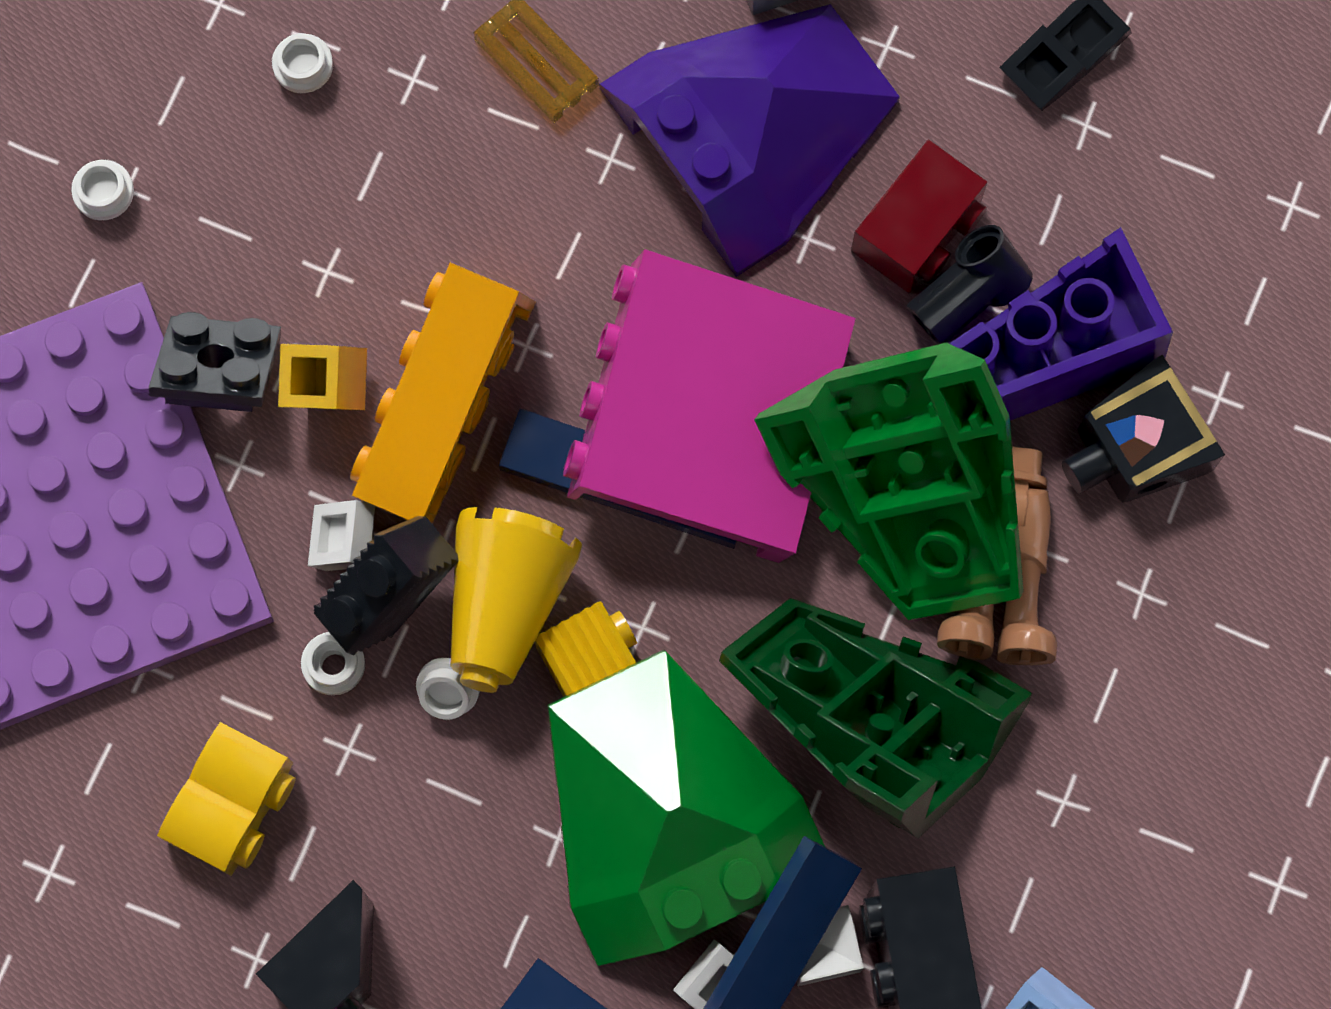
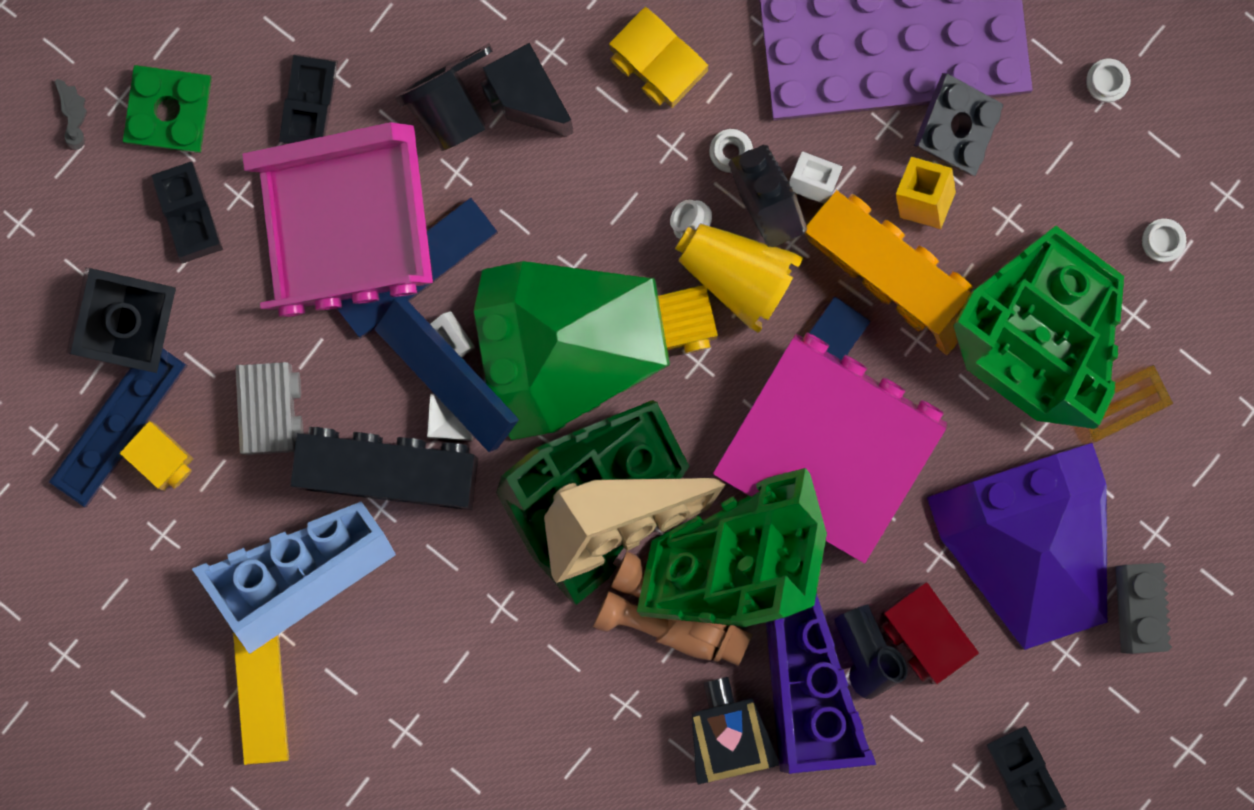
camera: 110 degrees right, 10 degrees up
(475, 165) = (1047, 331): none -> green wedge
(897, 666) = (612, 513): none -> tan wedge

